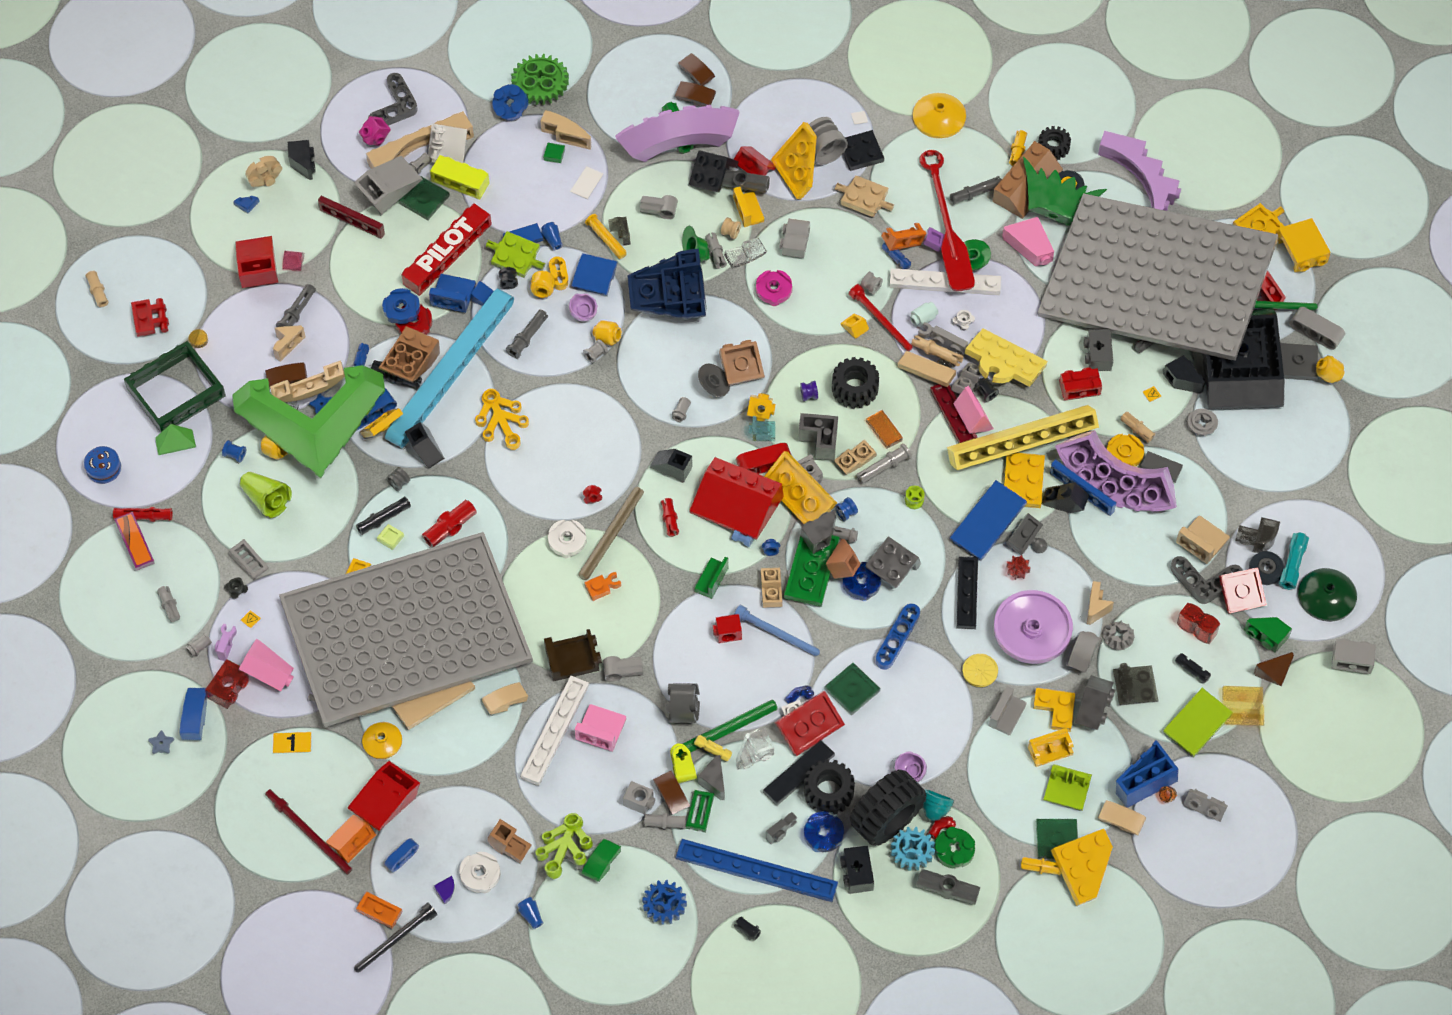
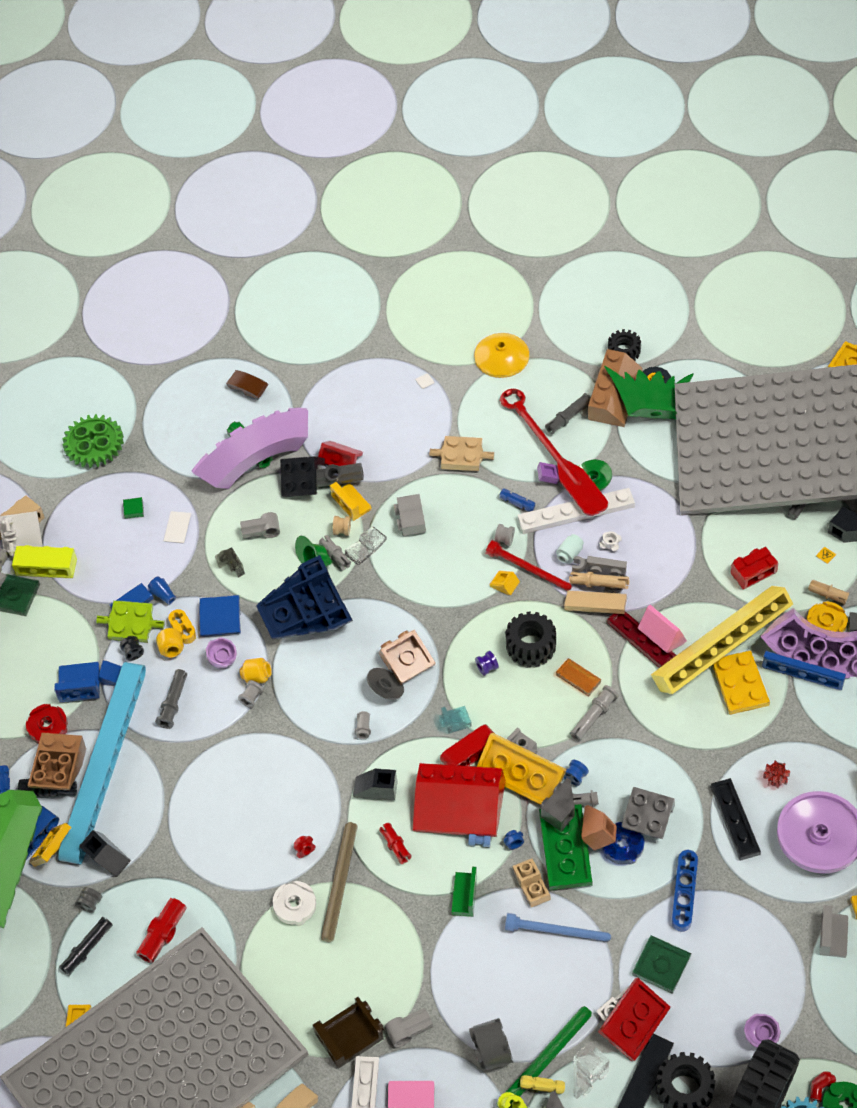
camera: 15 degrees left, 5 degrees down
(390, 537) = (101, 966): yellowish green tile -> none
(403, 315) = (31, 723): blue plate -> none
(446, 249) = (56, 639): red brick -> none
(500, 100) = (61, 467): blue plate -> none
(501, 416) = (175, 795): yellow plant -> none
(565, 130) = (137, 482): tan slope -> none
(600, 587) = (349, 944): orange plate -> none
(606, 236) = (217, 573): yellow axle -> none
(695, 93) = (254, 407): reddish brown slope -> none
(728, 628) = (505, 944): red brick -> none
(756, 401) = (437, 695): yellow brick -> none
(774, 296) = (412, 579): dark pink plate -> none
(797, 159) = (383, 439): yellow plate -> none
(805, 691) = (607, 987): clear blue arm -> none
(820, 430) = (517, 699): flat silver brick -> none
(829, 141) = (401, 412): light grey wheel -> none
(856, 458) = (562, 715): tan slope -> none
(862, 151) = (440, 411): black plate -> none
(904, 238) = (519, 481): orange hinge -> none
(914, 492) = (636, 732): lime wheel -> none
(936, 805) = (810, 1064): teal hat -> none
(969, 377) = (641, 598): light grey slope -> none
(980, 670) = (785, 897): light yellow wheel -> none
(986, 389) = (664, 603): black bush -> none
(988, 520) = (724, 736): blue tile -> none
(1004, 359) = (668, 567): light yellow plate -> none
(1018, 147) = (591, 361): yellow pin -> none
(1025, 535) = (768, 738): dark grey plate -> none
(1030, 241) = (643, 445): bright pink slope -> none
(1066, 498) = (791, 686): black slope -> none
(1099, 349) = (757, 528): dark grey brick -> none
(1149, 171) = (704, 335): lavender arch -> none

